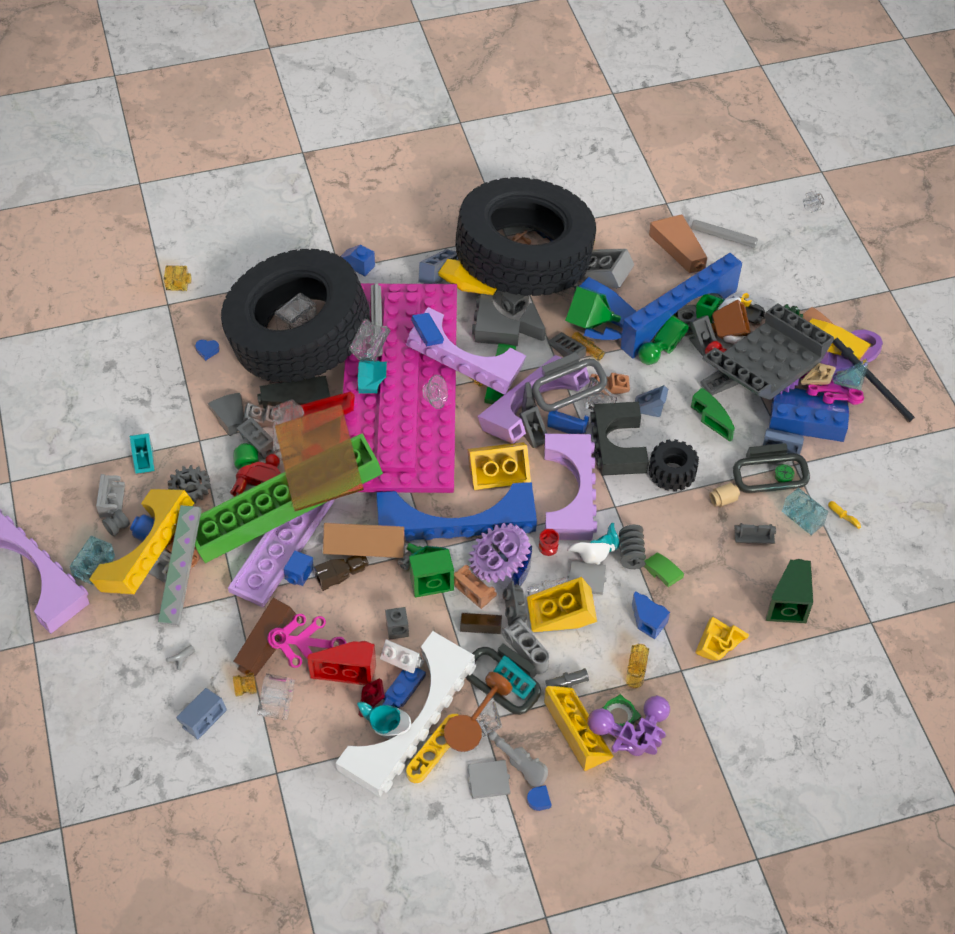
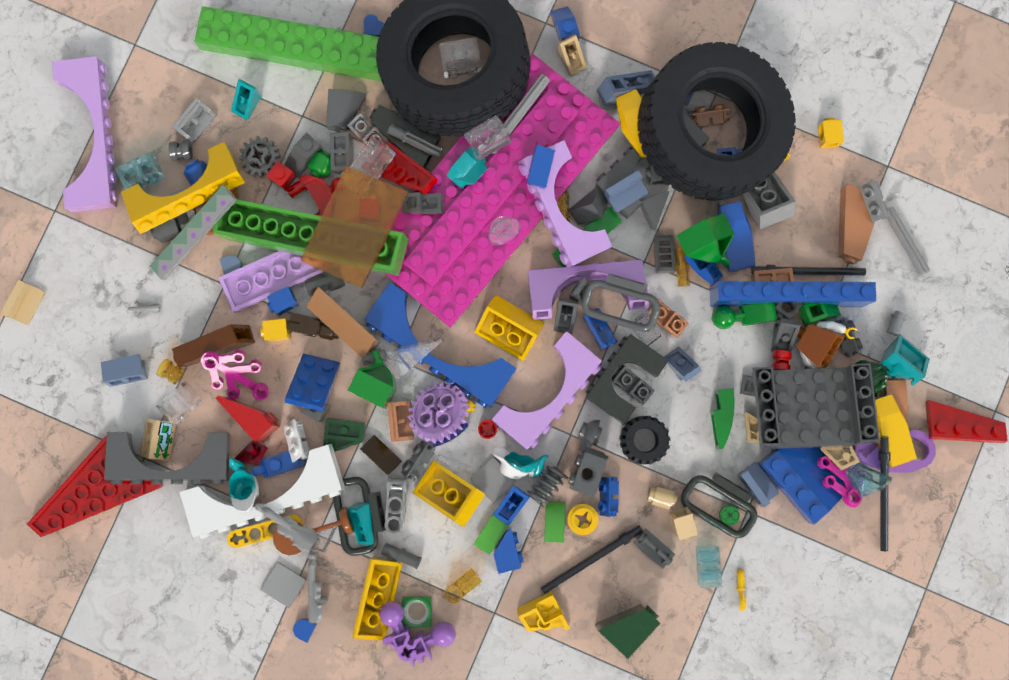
camera: 40 degrees right, 30 degrees up
(62, 727) = (23, 302): none -> tan panel
(149, 395) = (287, 43): none -> bright green brick
(152, 585) = (167, 230): none -> dark grey brick
(219, 484) = (281, 175): none -> red brick
(224, 460) = (301, 154): none -> dark grey slope
(227, 574) = (230, 264): none -> sand blue tile
(253, 818) = (85, 495): none -> red wing
(271, 775) = (124, 465): none -> dark grey arch
(276, 745) = (157, 439): none -> panel
(310, 387) = (414, 140): none -> dark grey axle
(311, 592) = (275, 330): none -> yellow brick
(314, 541) = (325, 282): none -> dark grey piece
(359, 417) = (423, 204): none -> dark grey slope
(377, 271) = (571, 55): none -> tan slope
(377, 601) = (312, 382): none -> blue plate
(440, 526) = (407, 356): none -> clear slope
(440, 621) = (343, 433): none -> dark green wing
(463, 717) = (302, 537): none -> light grey piece
(484, 347) = (589, 207): none -> dark grey slope
(502, 319) = (626, 192): none -> sand blue panel
(609, 206) = (830, 133): none -> yellow brick
(618, 575) = (511, 505): none -> blue slope
(622, 610) = (490, 534): none -> bright green slope
(632, 439) = (632, 385): none -> dark grey slope
(650, 505) = (590, 459): none -> dark grey brick
(679, 217) = (873, 199): none -> light grey hinge
(683, 523) = (607, 487): none -> blue hinge
(687, 547) = (585, 528): none -> yellow gear
(725, 544) = (624, 538): none -> black bar
(745, 407) = (751, 427): none -> tan piece
(758, 499) = (683, 523): none -> tan brick
(768, 278) = (896, 323): none -> light grey pin
(799, 295) = (905, 361): none -> teal brick
(878, 310) = (959, 425): none -> red wing

